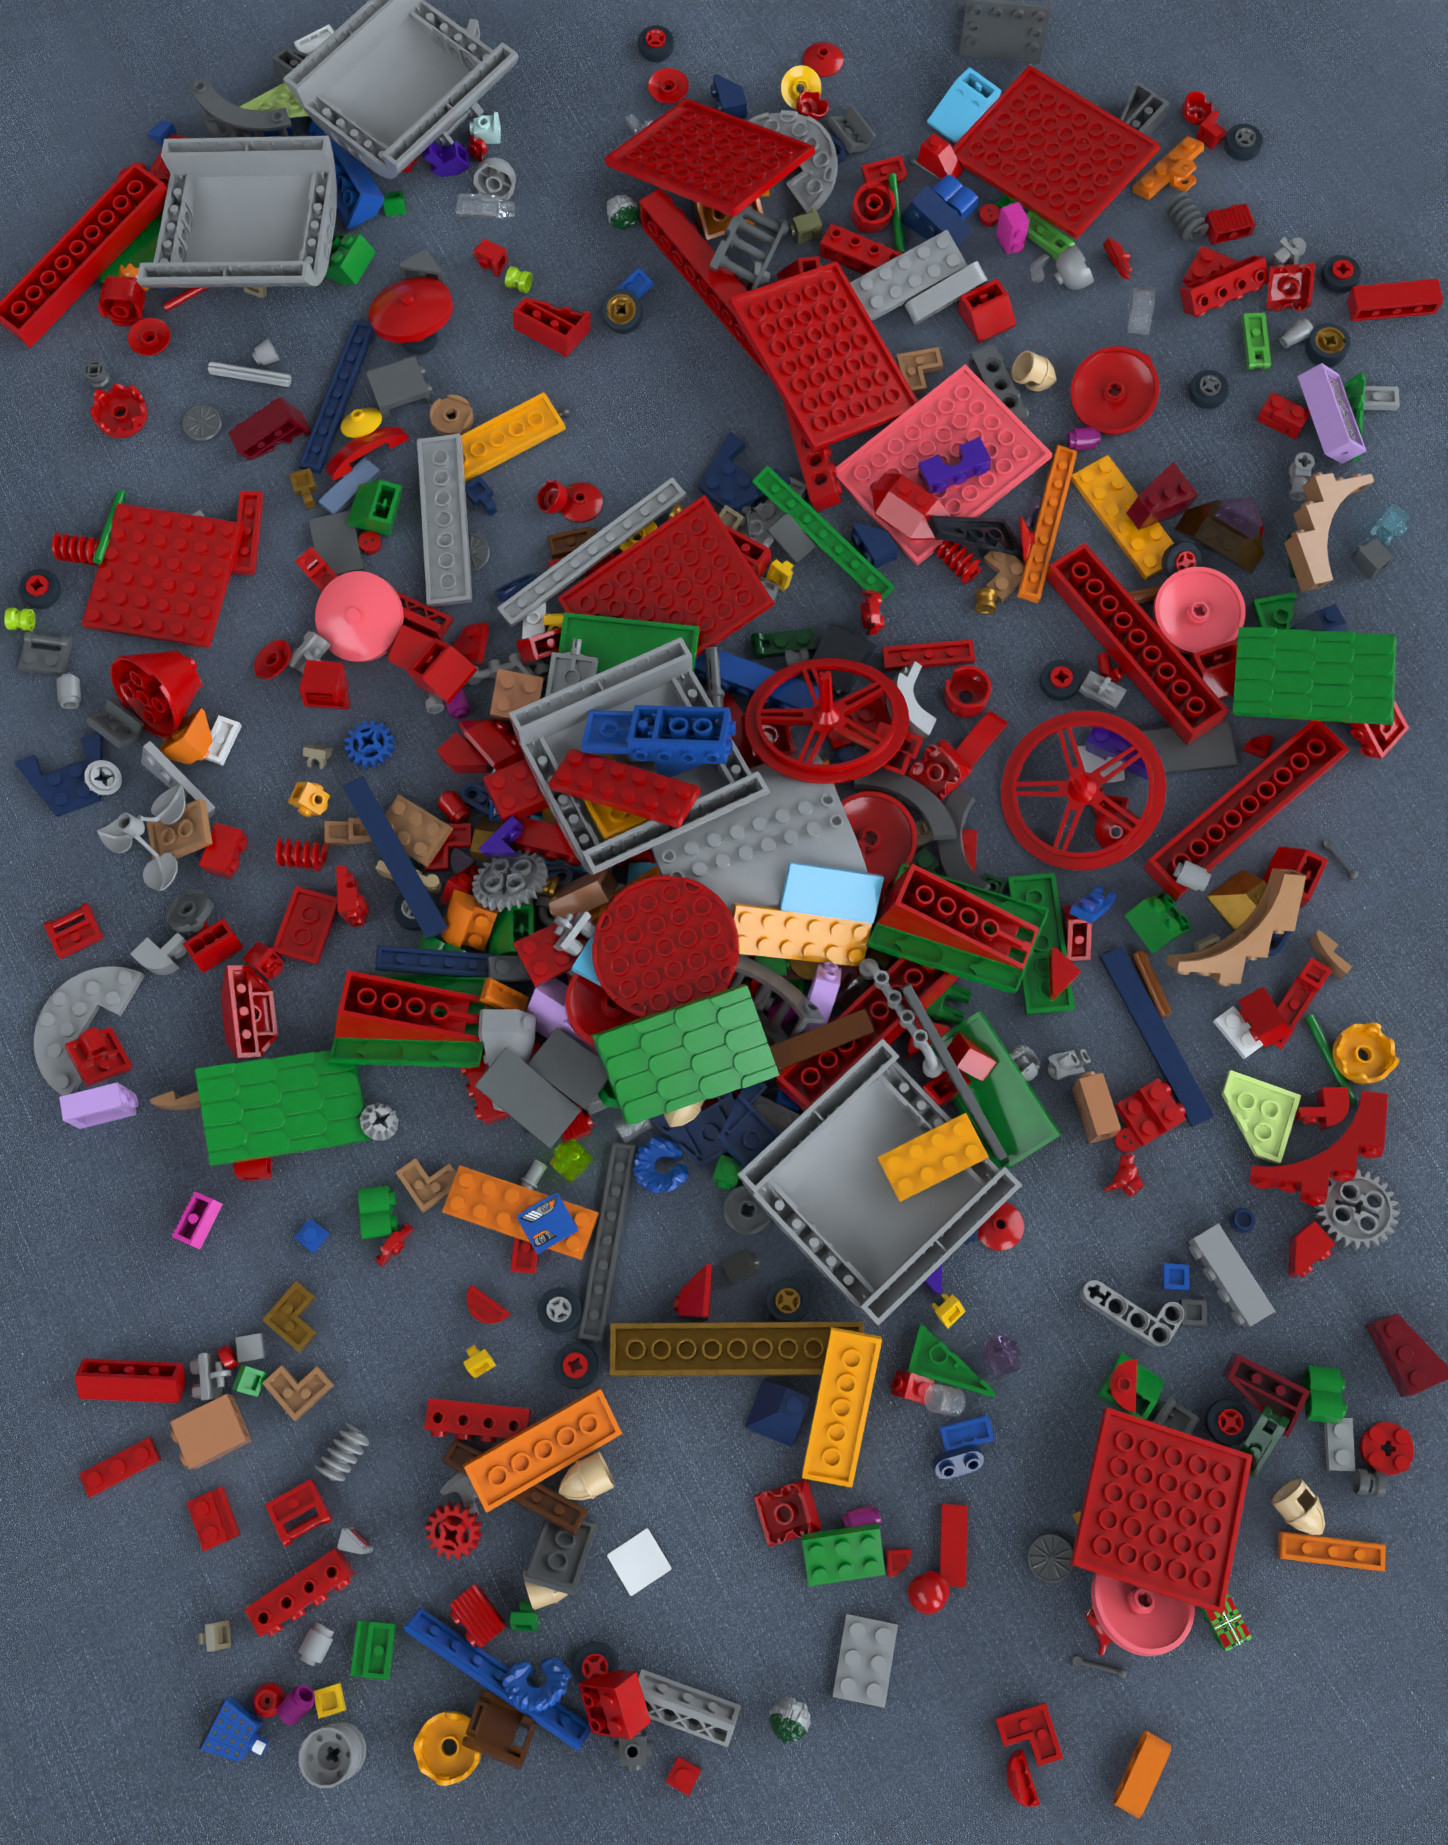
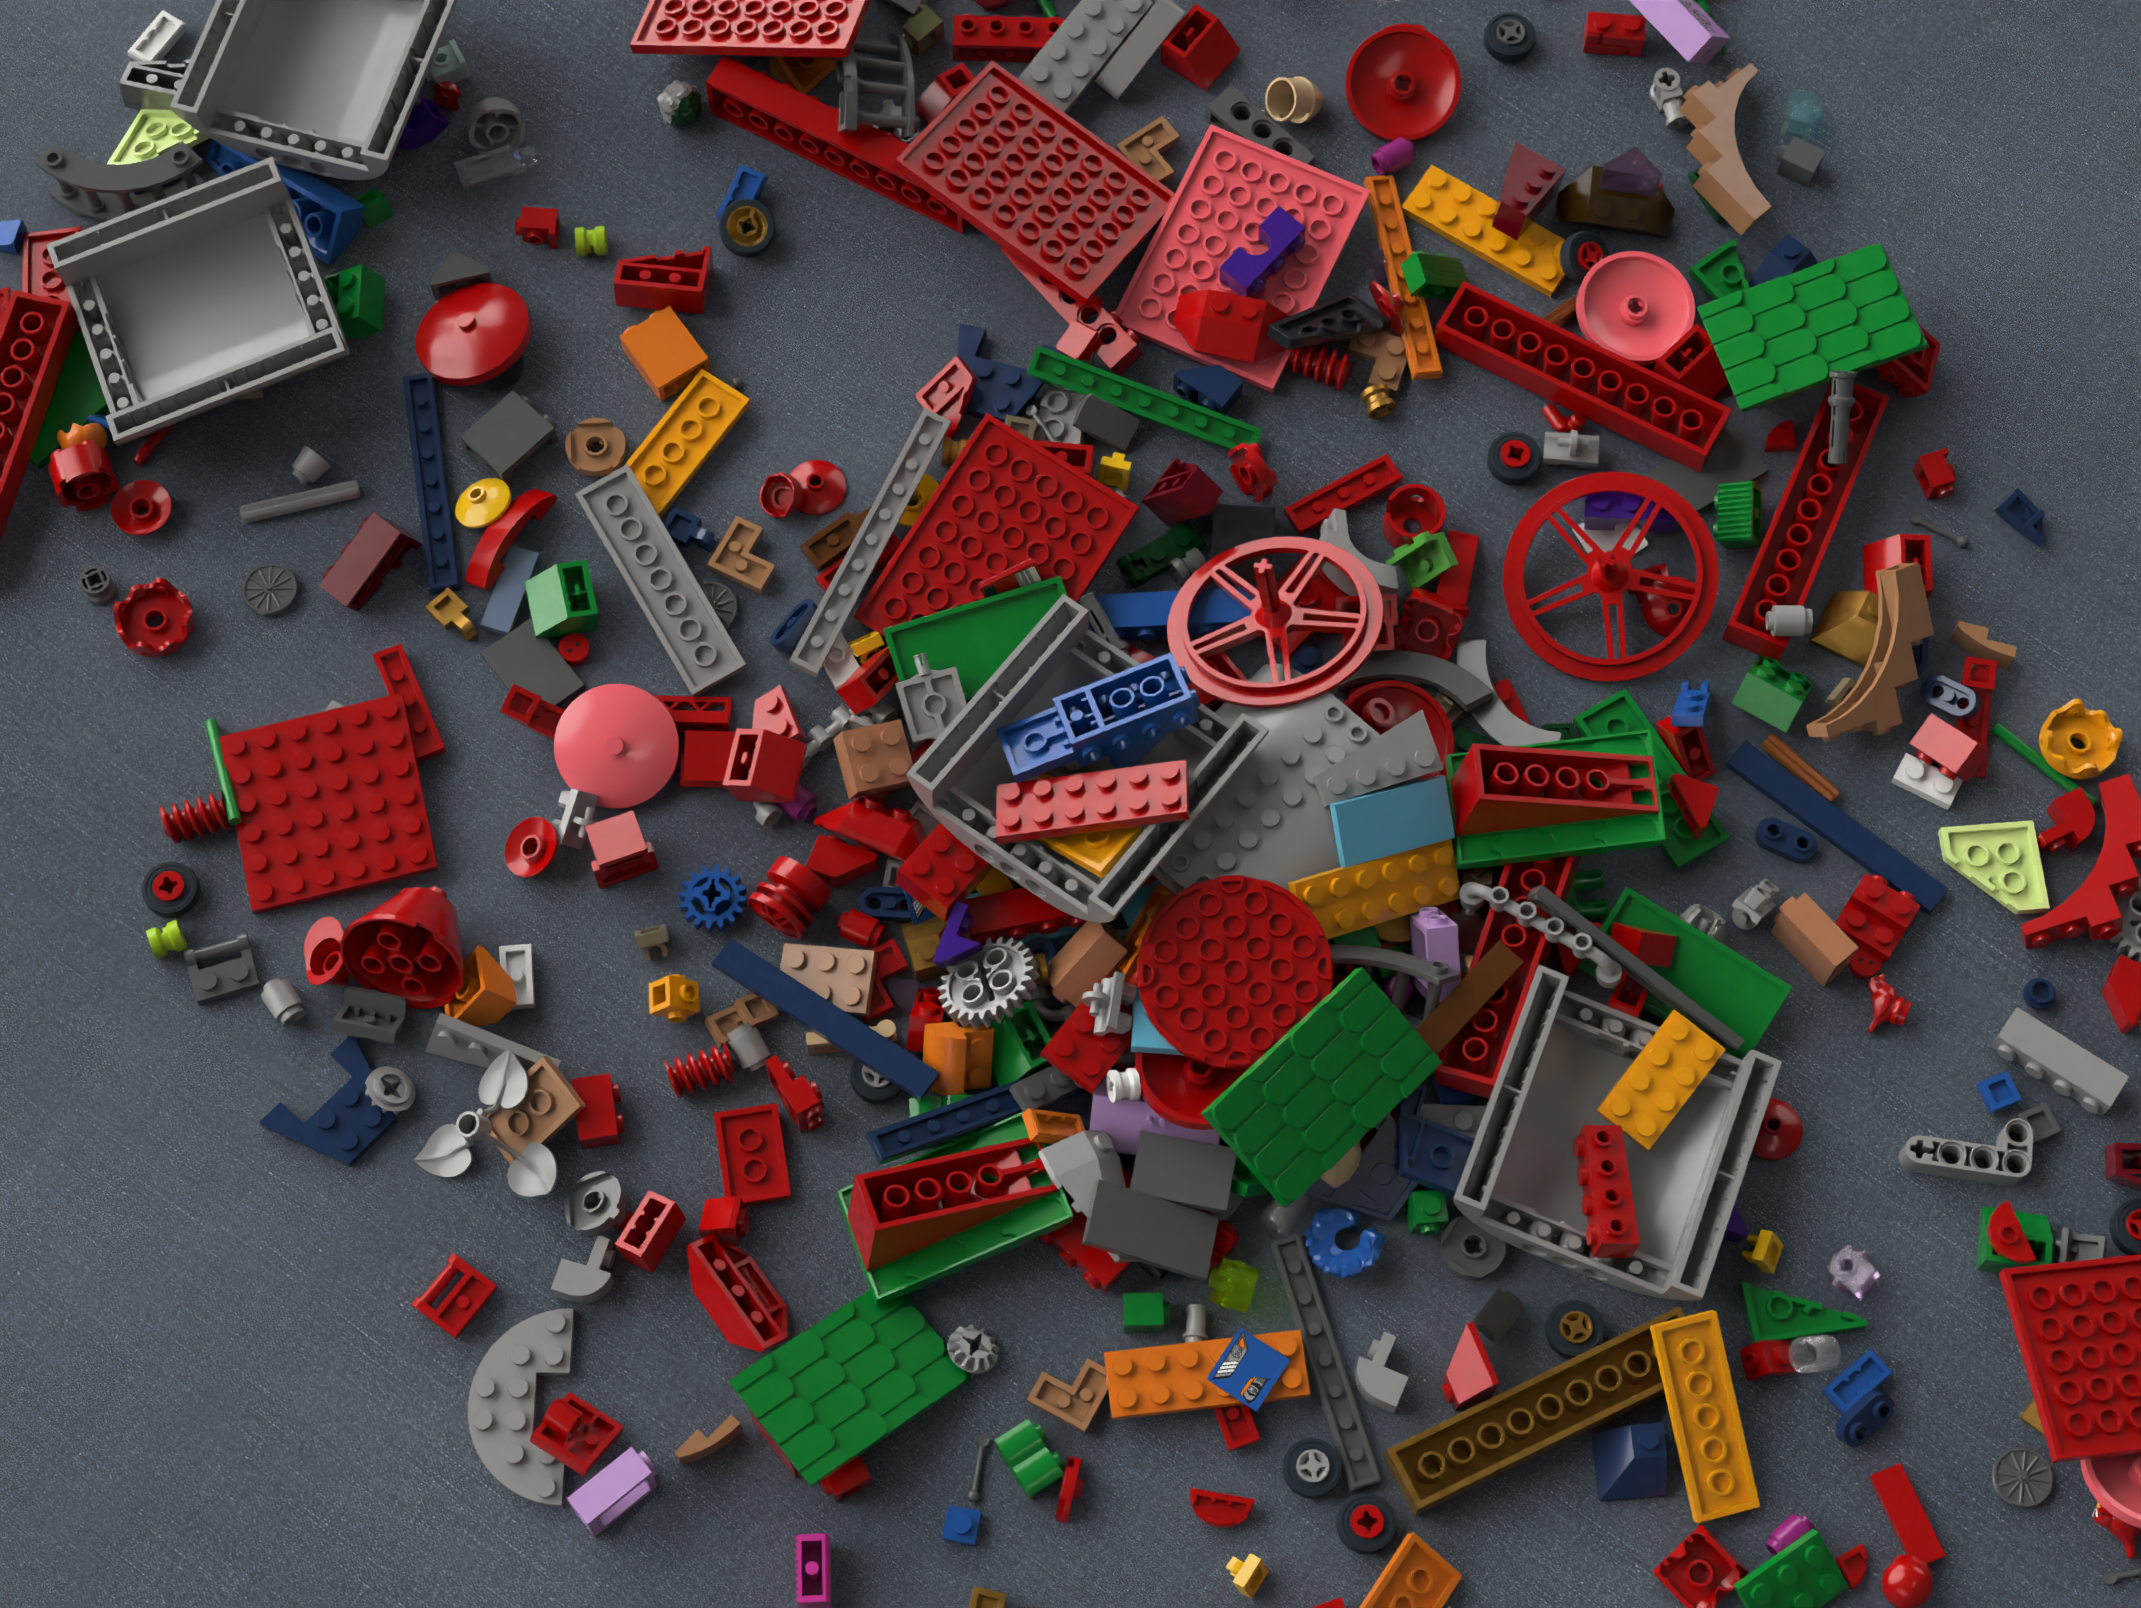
camera: 30 degrees left, 5 degrees down
(102, 678) = (323, 953): none -> red piece
(330, 1219) = (983, 1441): none -> dark grey hinge
(340, 851) = (748, 1046): none -> light grey brick
(415, 765) = (789, 897): none -> red wheel
(502, 527) = (735, 558): none -> medium nougat plate
(503, 1150) = (1144, 1312): none -> green brick
(526, 371) = (664, 353): none -> orange brick
(556, 991) = (1123, 1085): none -> white wheel
(632, 1270) = (1374, 1381): none -> light grey brick
(668, 614) = (1012, 578): none -> slope
(696, 476) = (949, 393): none -> wing
(797, 474) = (1078, 341): none -> slope
(815, 607) = (1182, 493): none -> dark red wedge
(844, 849) = (1387, 761): none -> light grey wing
(853, 1218) = (1606, 1191): none -> red brick
(868, 815) = (1378, 714): none -> red tile
(958, 722) = (1424, 559): none -> bright green bracket
(1067, 529) = (1433, 275): none -> green brick
(1112, 1030) = (1786, 841): none -> dark blue plate
(1198, 786) = (1738, 515): none -> green brick
(1286, 982) = (1952, 697): none -> dark blue plate
(1308, 736) = (1841, 402): none -> dark grey pin
(1357, 819) = (1935, 475): none -> red brick
(1407, 876) = (2023, 516): none -> dark blue slope

